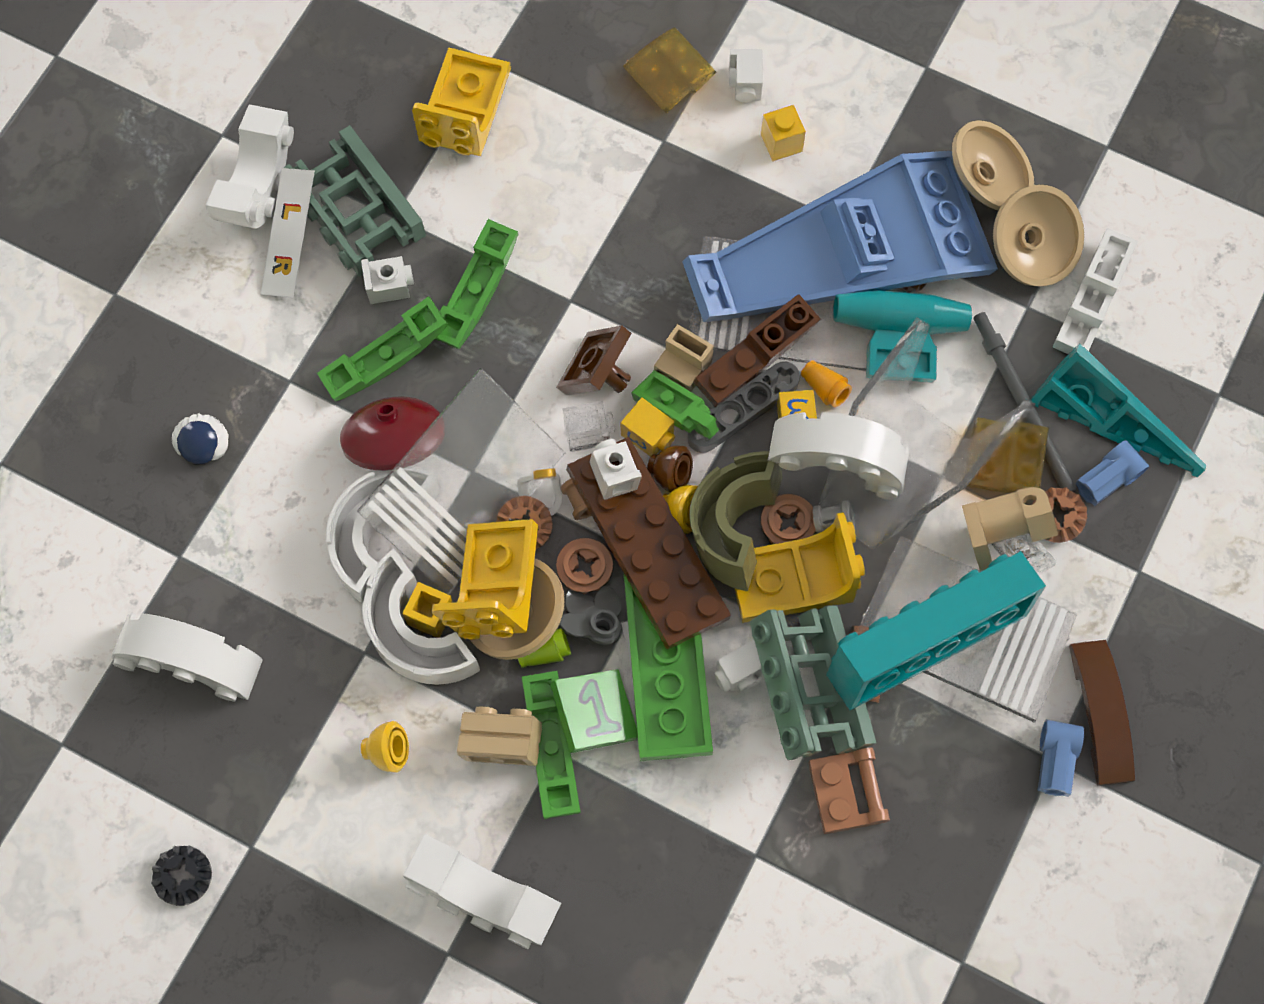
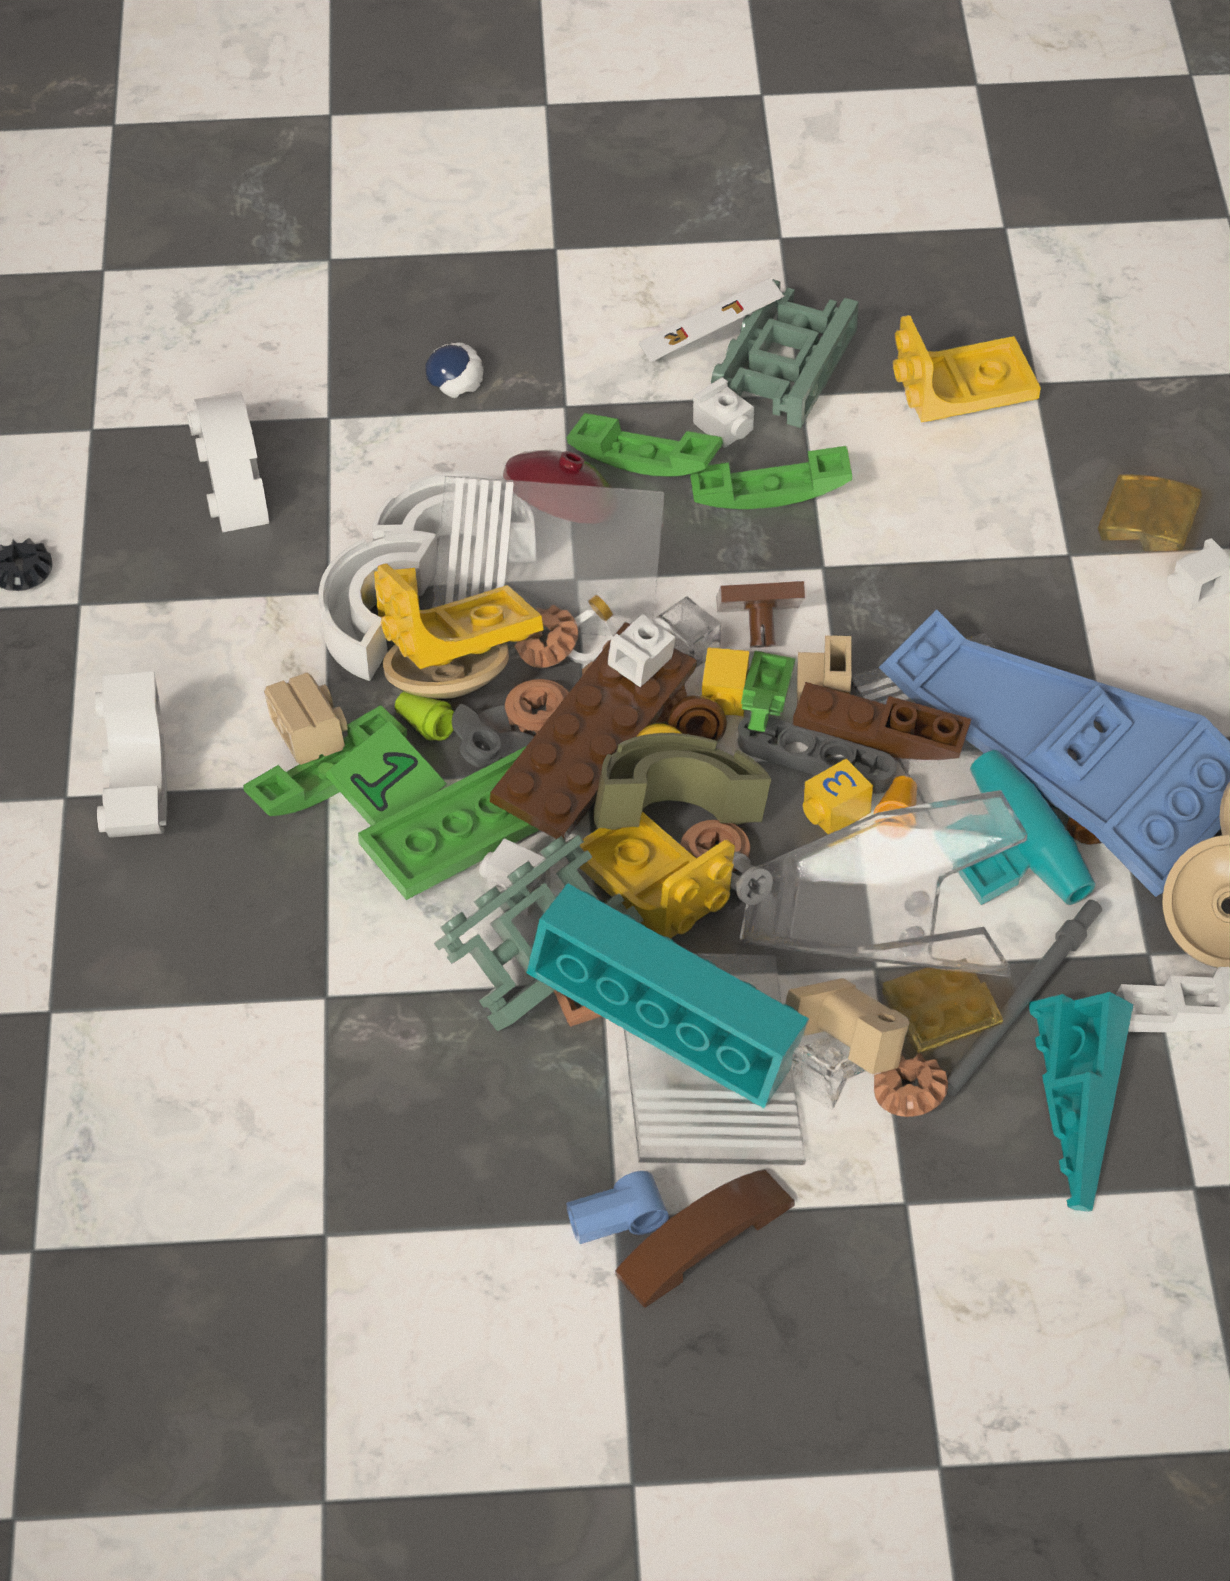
camera: 60 degrees right, 20 degrees down
(255, 182) = (715, 274): white brick -> none
(387, 747) = (241, 644): yellow brick -> none
(783, 132) = (1158, 633): yellow brick -> none
(836, 793) = (440, 1030): nougat plate -> none
(840, 445) = (818, 835): white brick -> none
(1117, 468) = (1013, 1116): medium blue piece -> none

